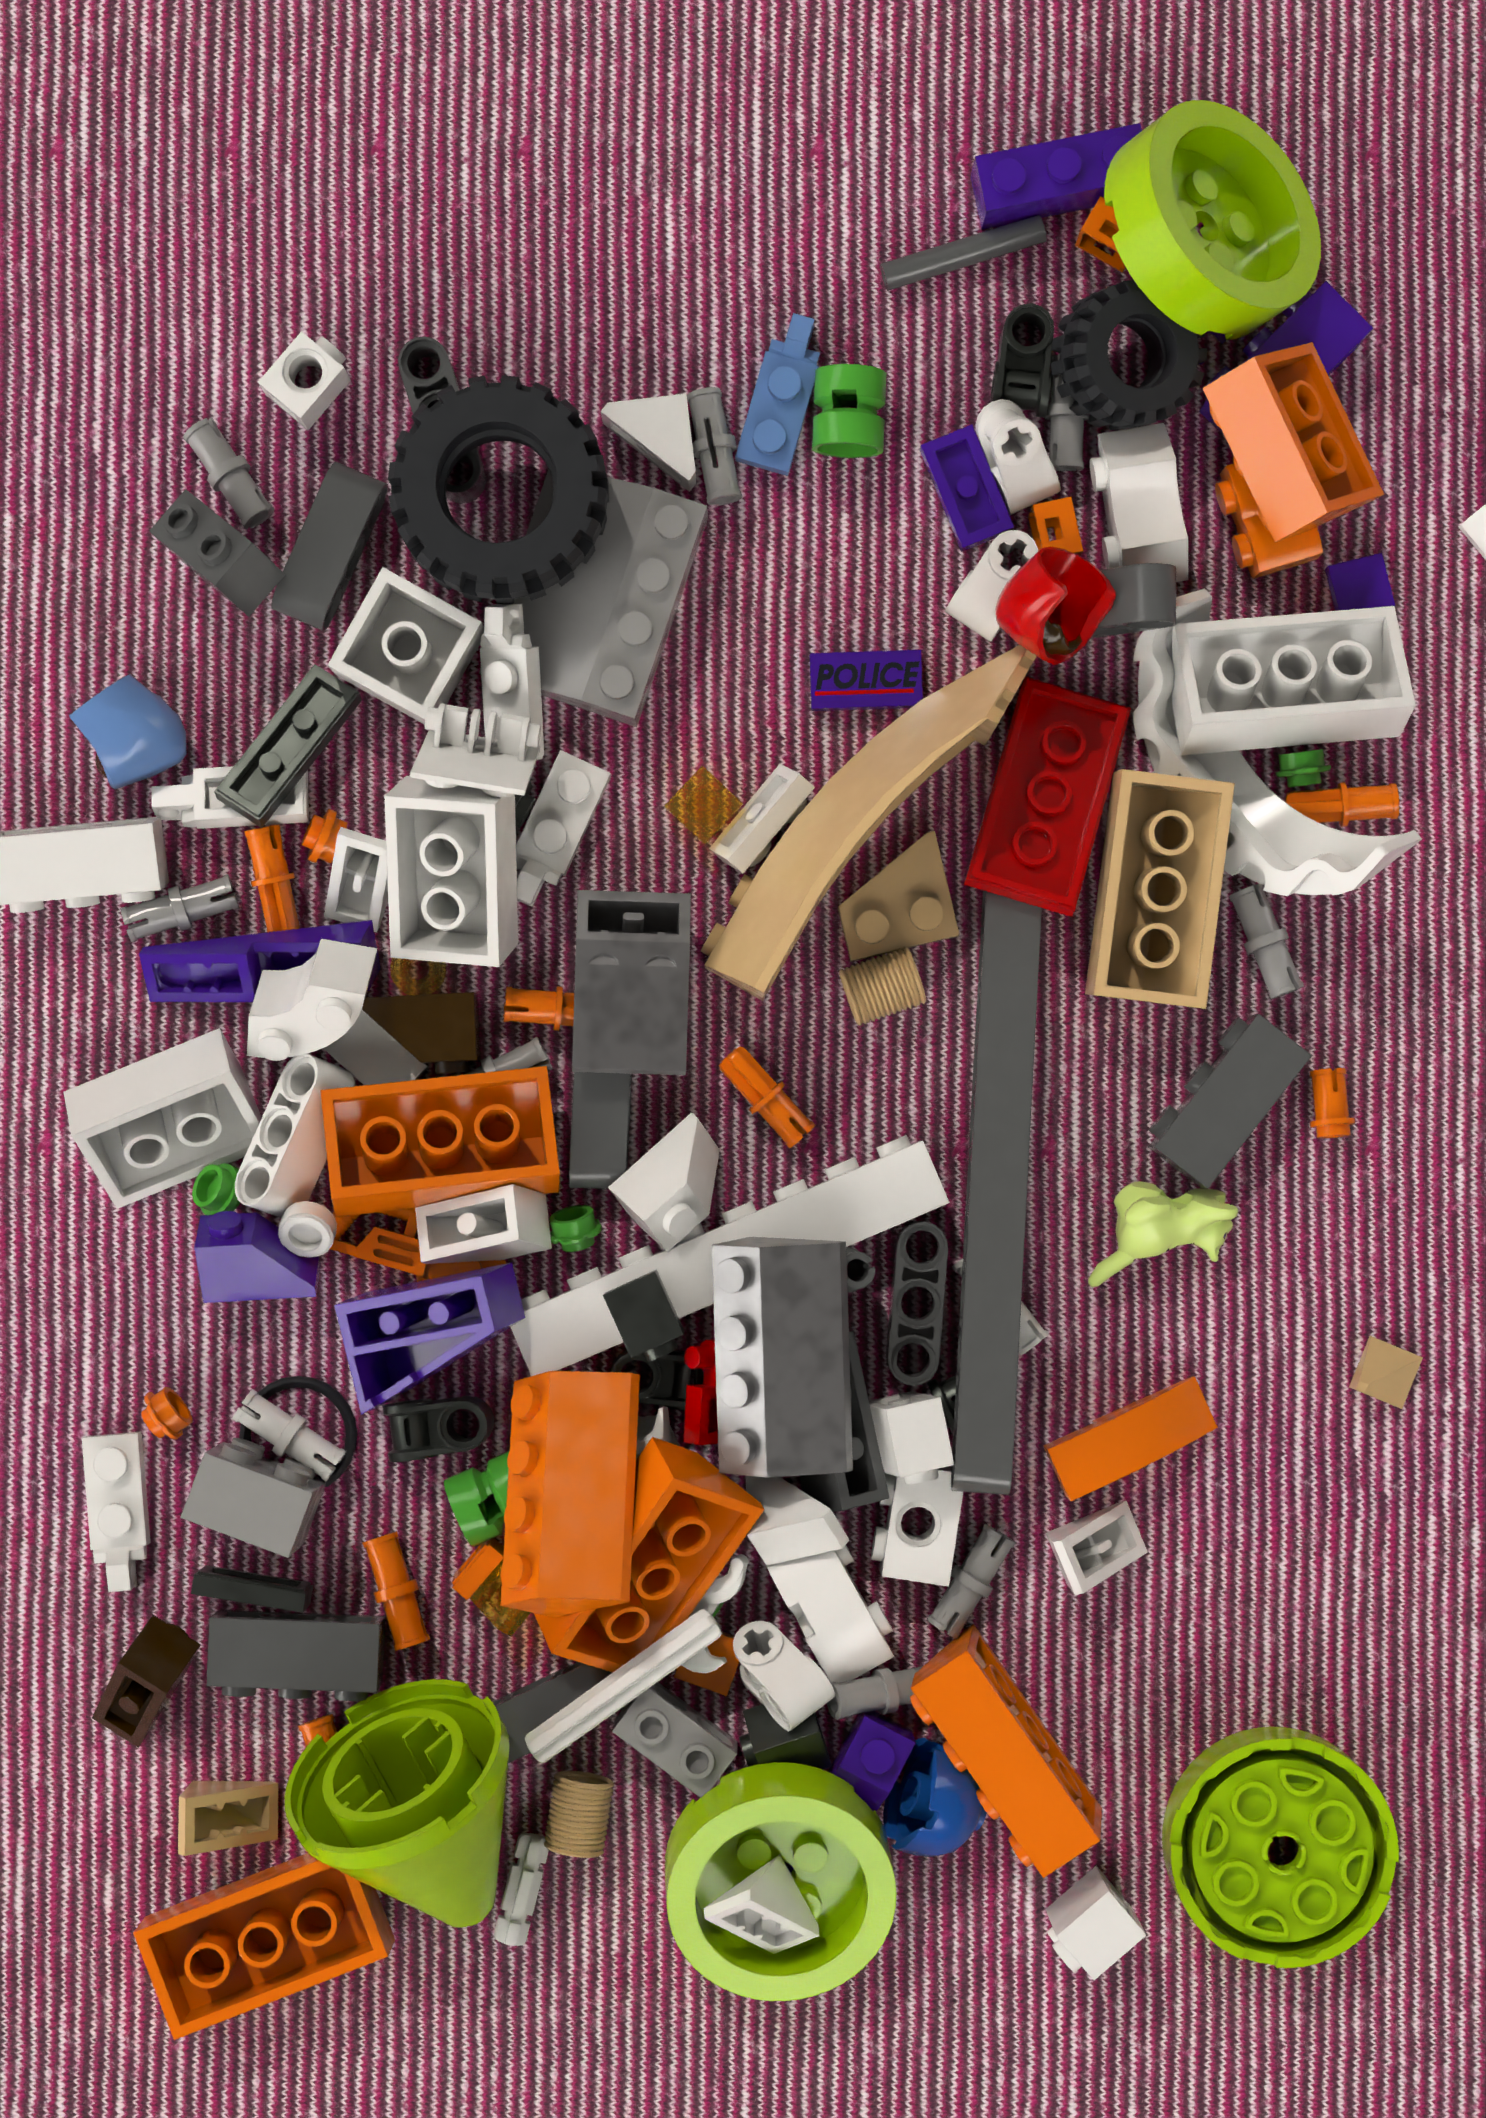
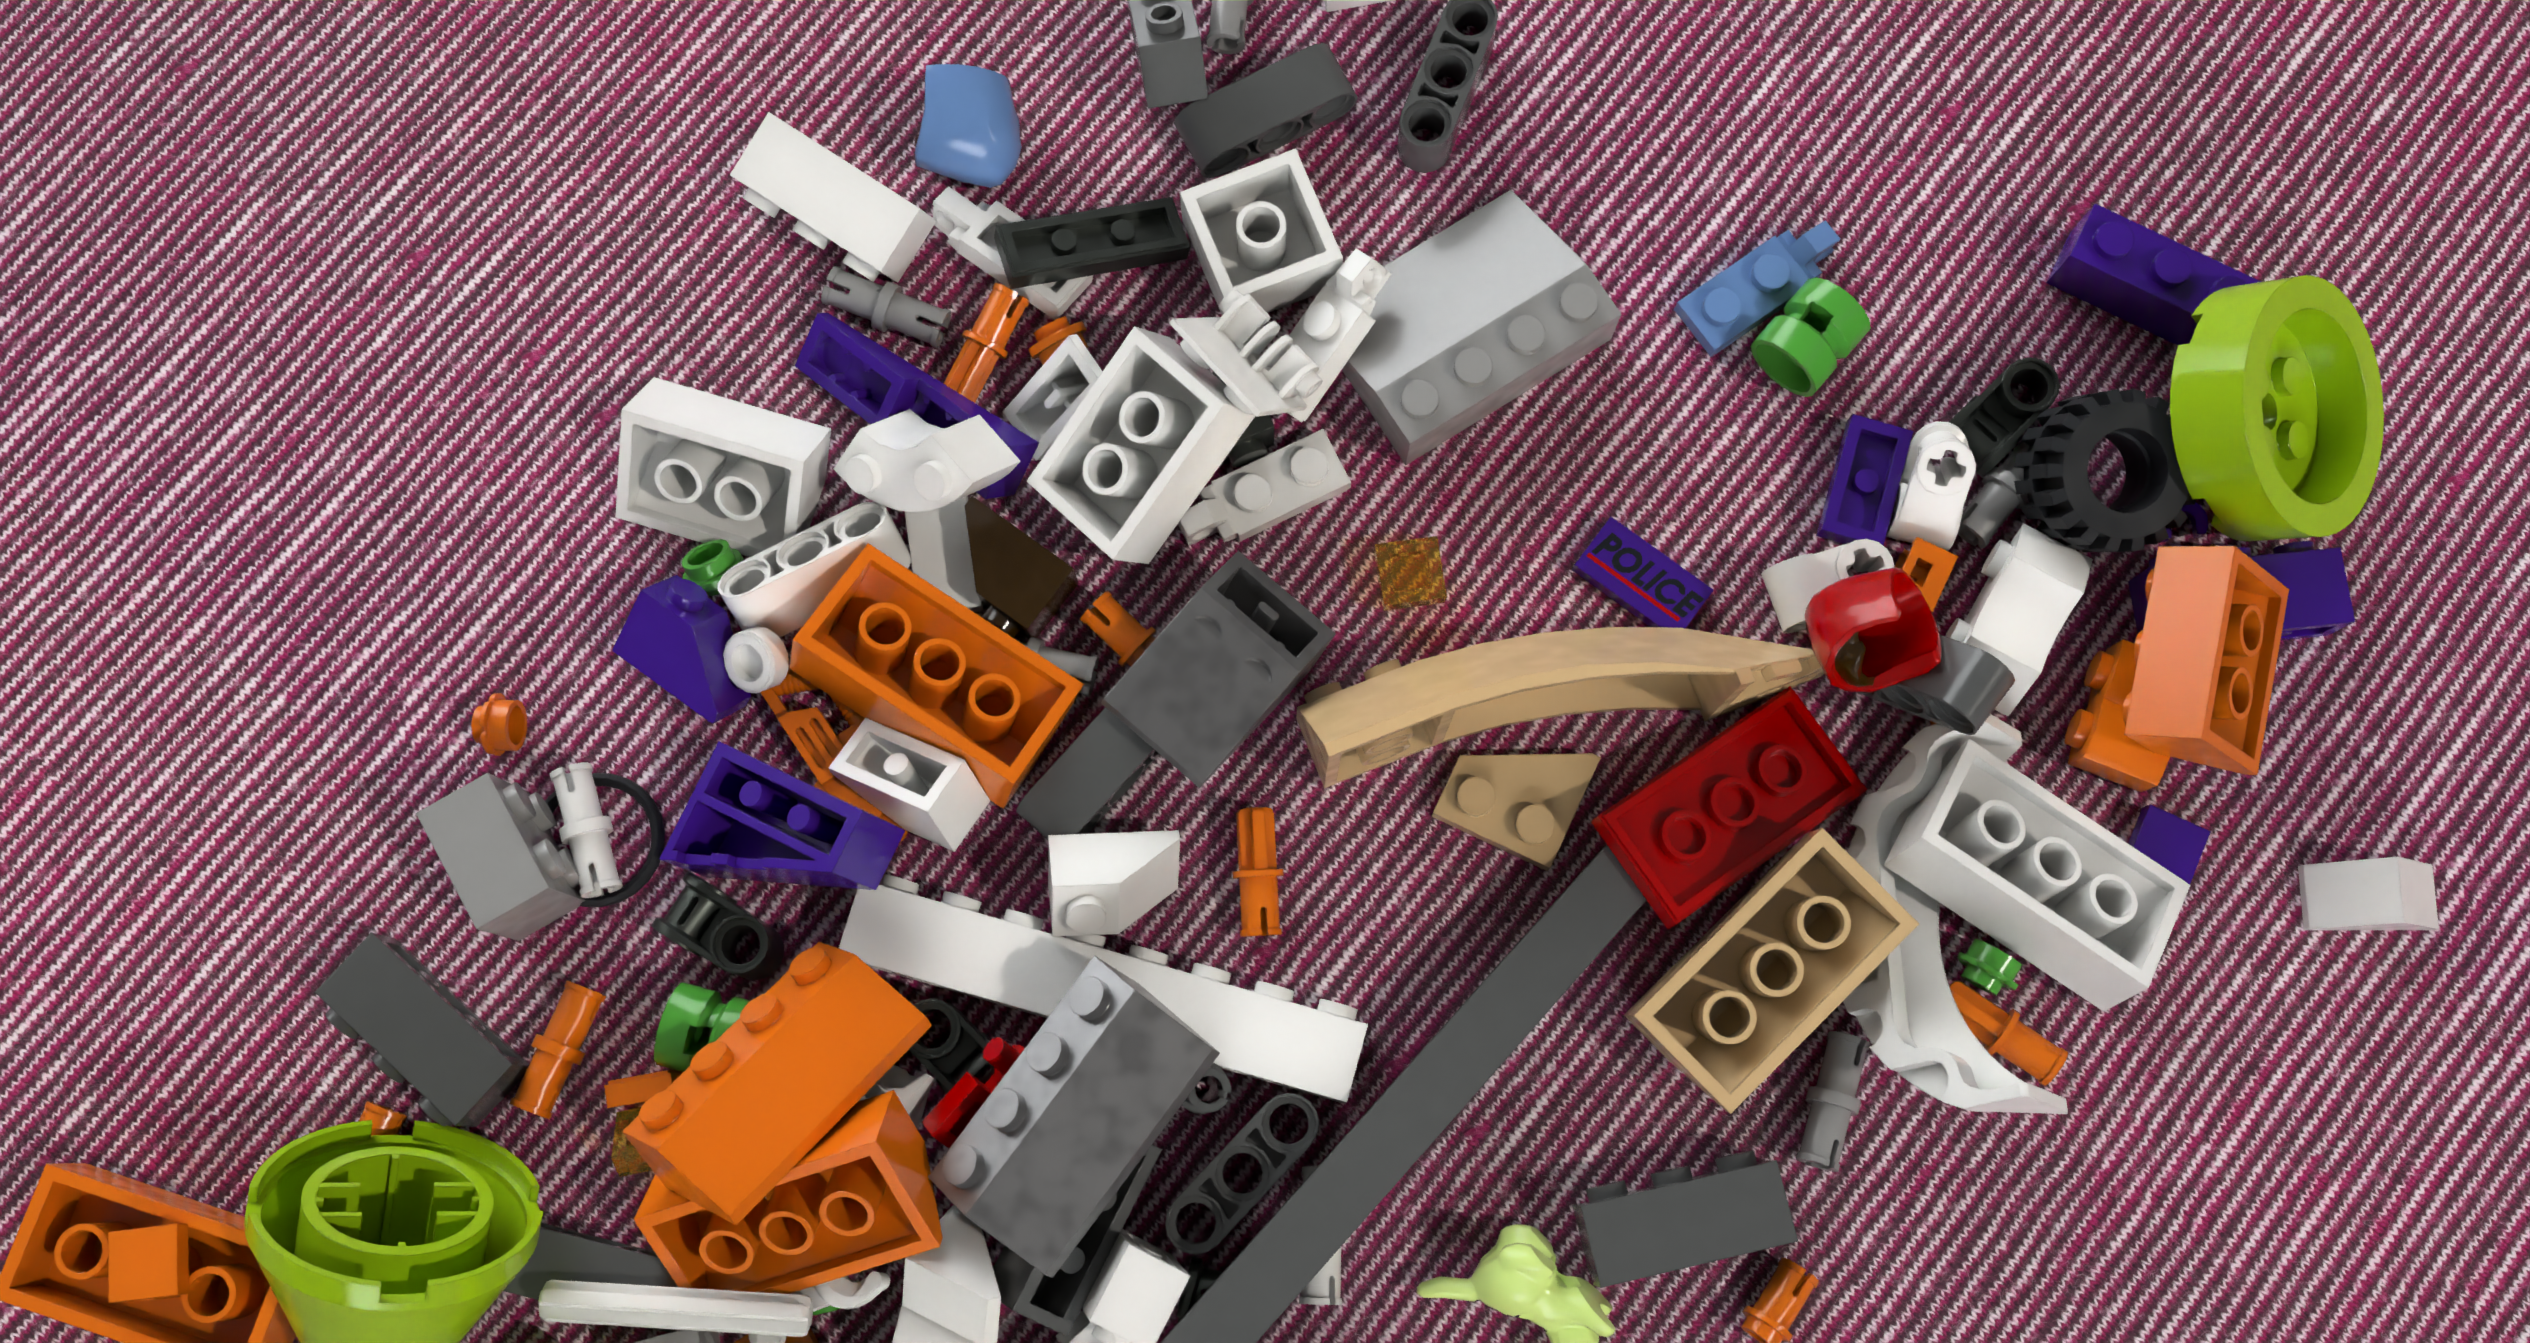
camera: 40 degrees right, 10 degrees down
(117, 1505) = (388, 772): white hinge -> none
(145, 1680) = (274, 944): dark brown slope -> none
(226, 1815) = (225, 1123): tan slope -> none
(252, 1588) = (435, 941): pearl dark grey tile -> none
(259, 1936) = (148, 1263): none -> orange tile
(432, 982) = (1024, 519): clear yellow plate -> none
(483, 416) = (1462, 81): black tyre -> none
(574, 1227) = (990, 851): bright green plate -> none
(645, 1316) = (982, 975): pearl dark grey brick -> none
(658, 431) = (1626, 228): white slope -> none
(708, 412) = (1665, 280): light grey pin -> none
(772, 806) = (1477, 620): white plate -> none
(882, 986) = (1443, 857): tan piece -> none
(963, 252) = (2016, 286): dark grey piece -> none
(1100, 227) = (2159, 352): orange piece -> none

